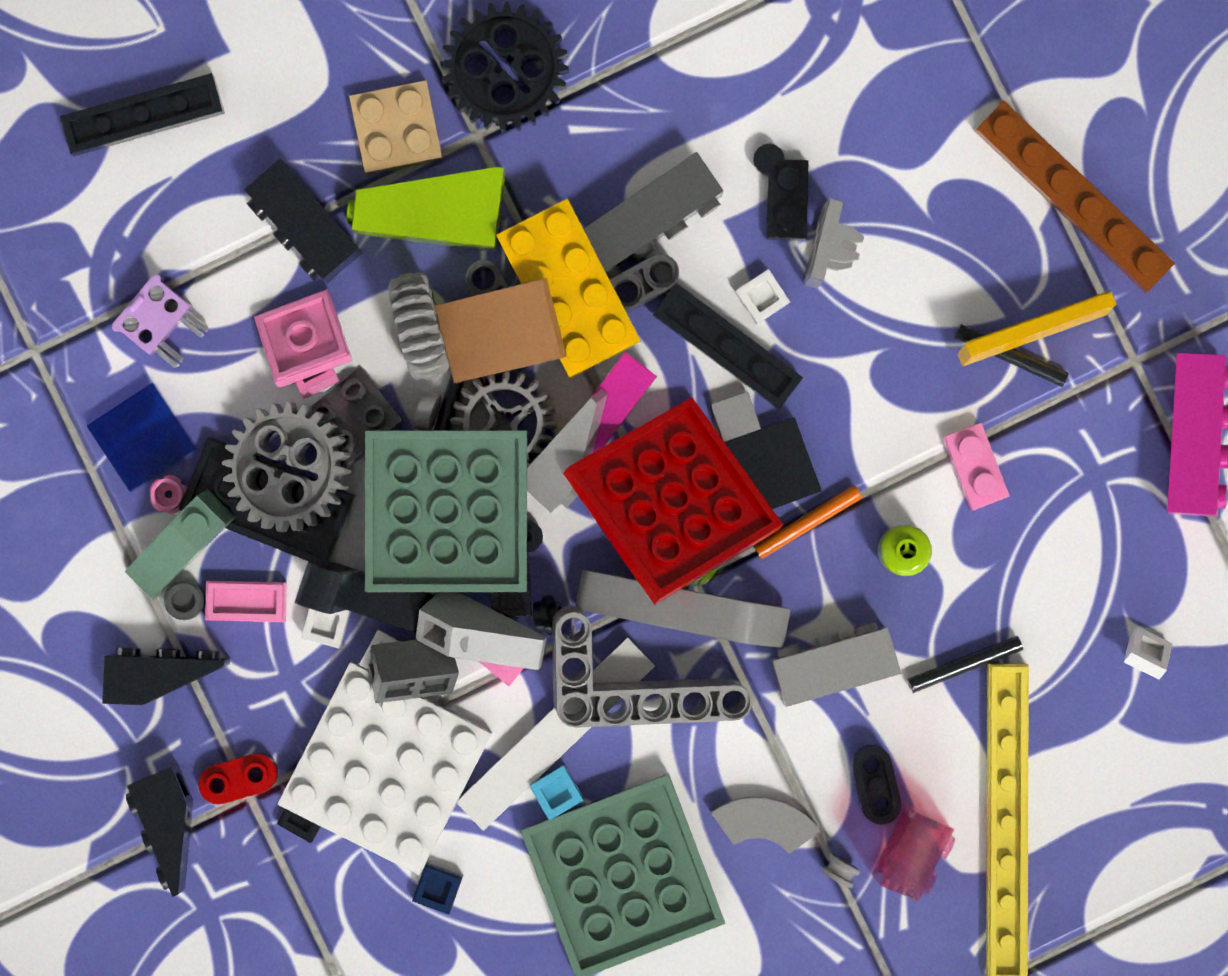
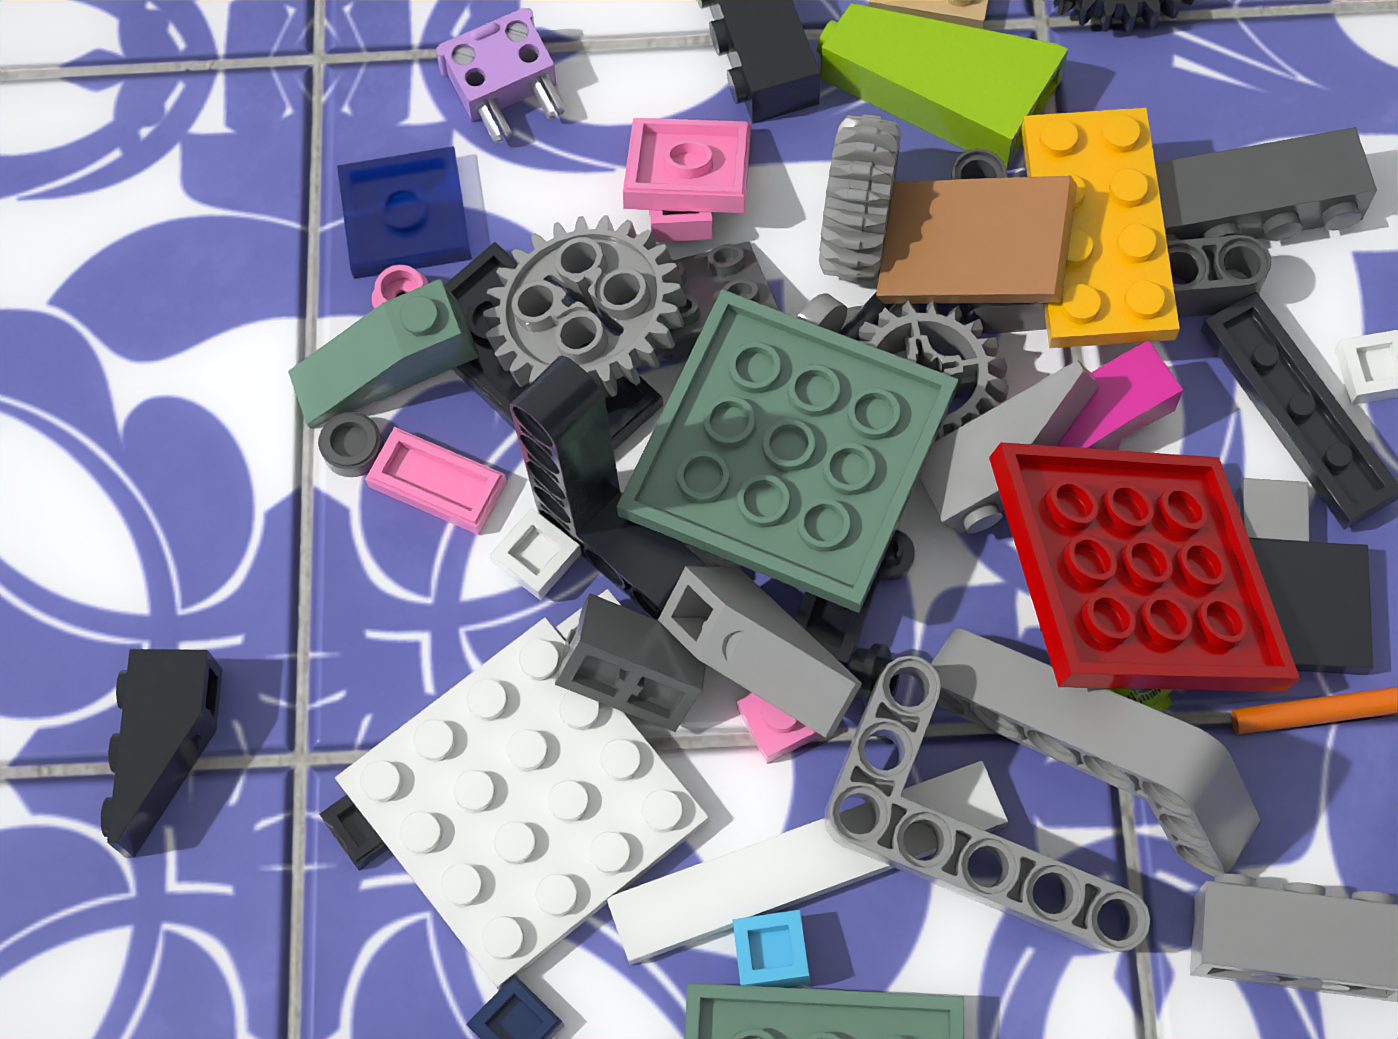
camera: 30 degrees right, 20 degrees down
(145, 678) = (249, 524): black slope -> none
(237, 778) = (294, 724): red plate -> none

